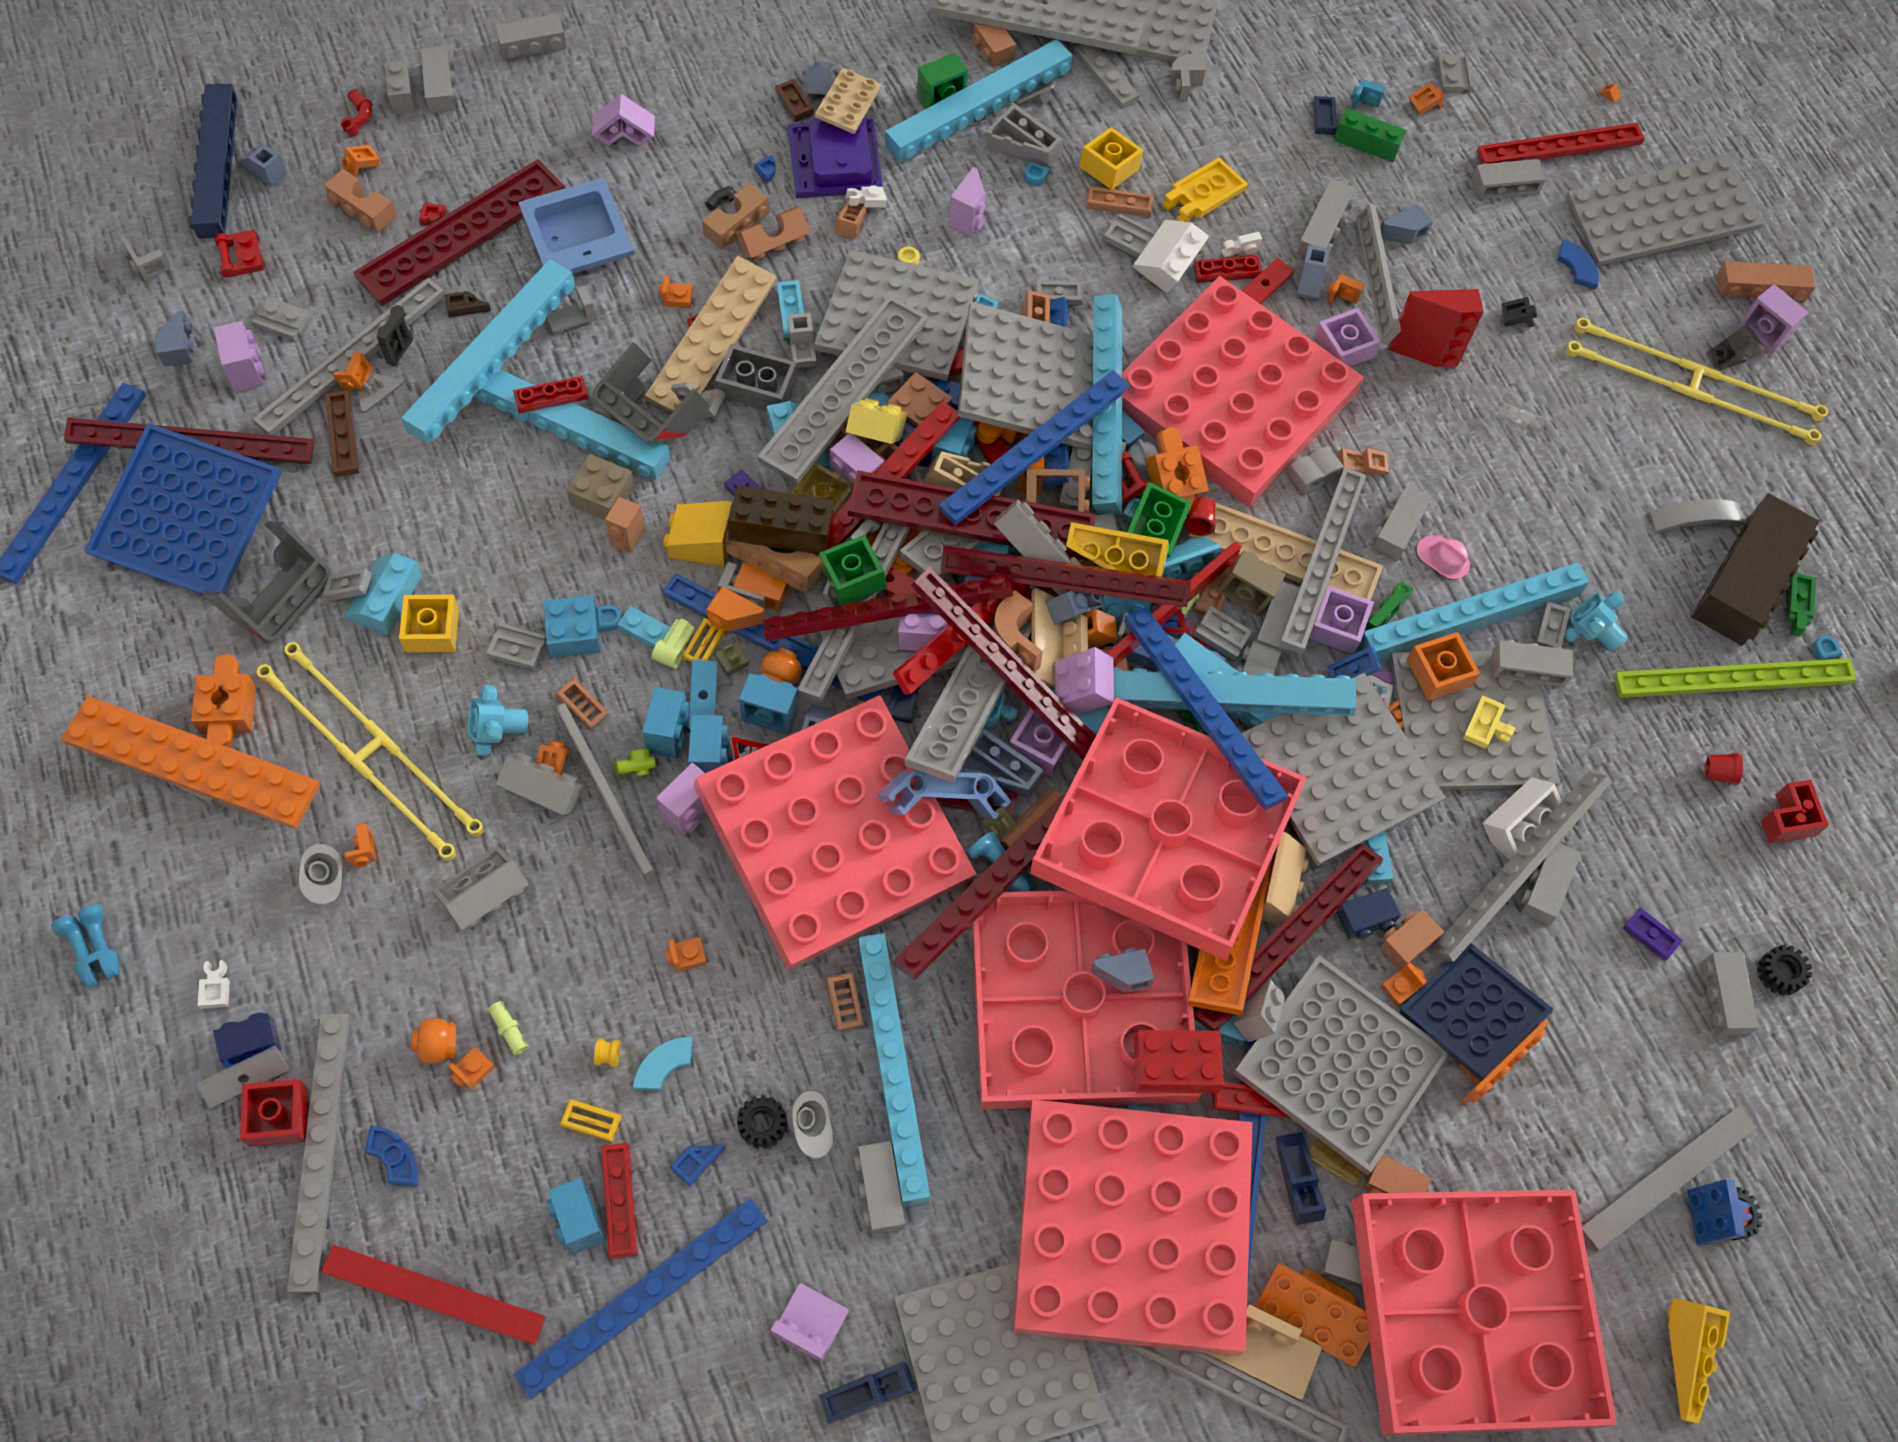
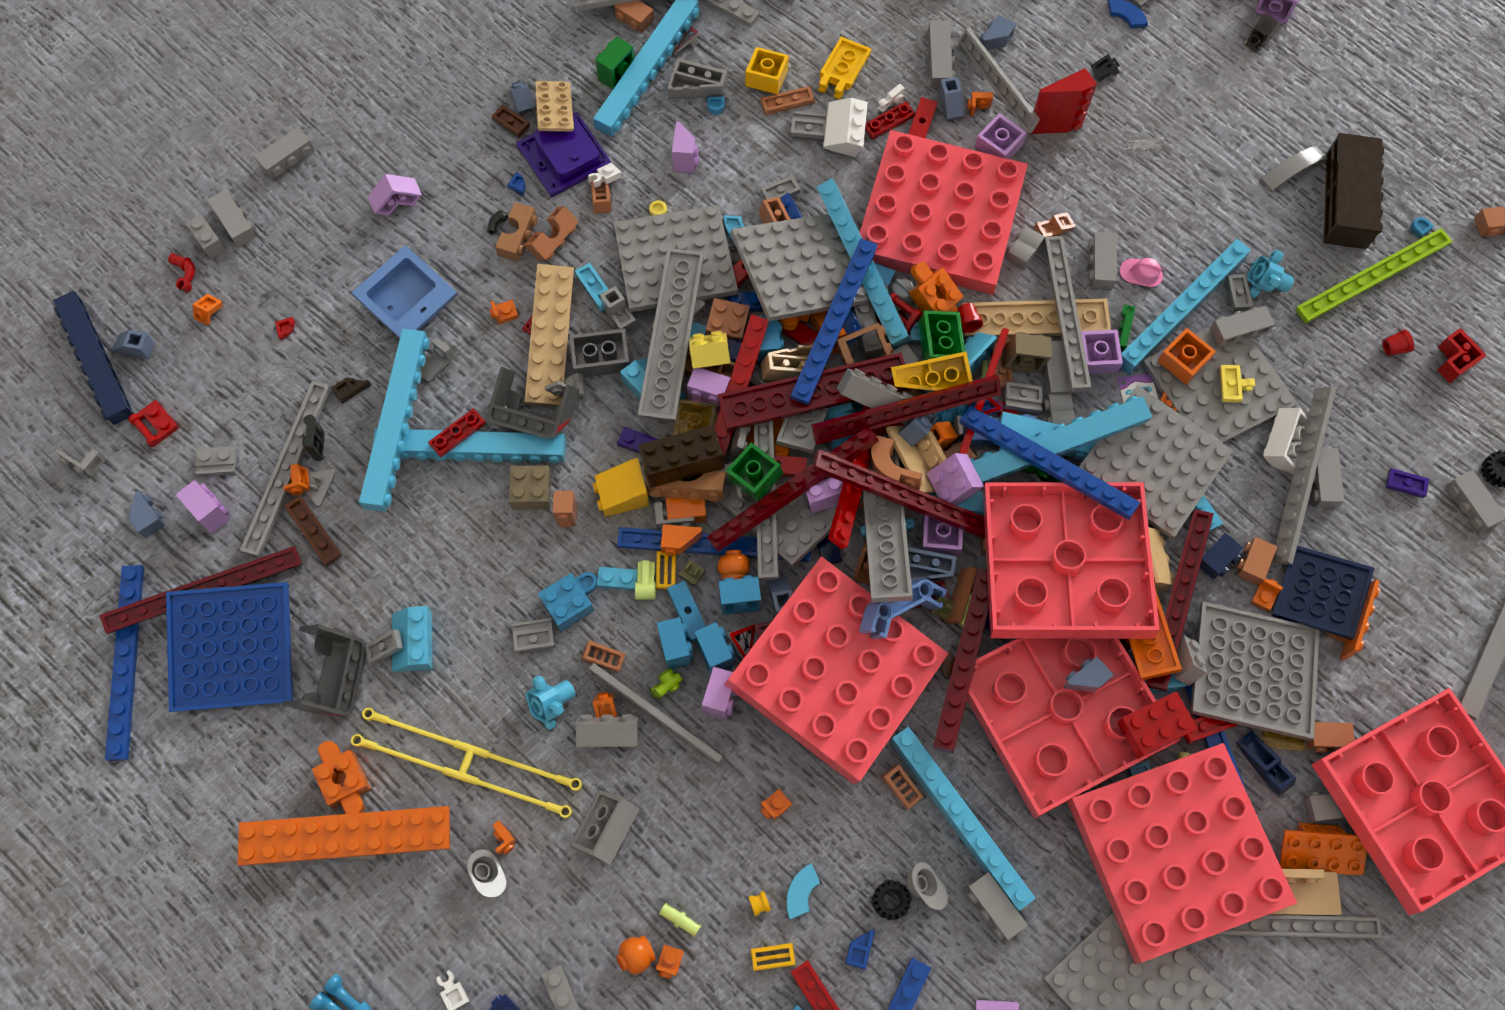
camera: 20 degrees left, 5 degrees up
(372, 211) = (240, 345): nougat arch -> none
(429, 623) = (461, 648): yellow brick -> none
(454, 234) = (313, 335): dark red plate -> none
(991, 848) = (946, 629): dark azure piece -> none
(1356, 664) = (1125, 383): blue plate -> none
(1692, 390) = (1245, 58): light yellow bar -> none
(1801, 602) = (1392, 202): green hinge -> none

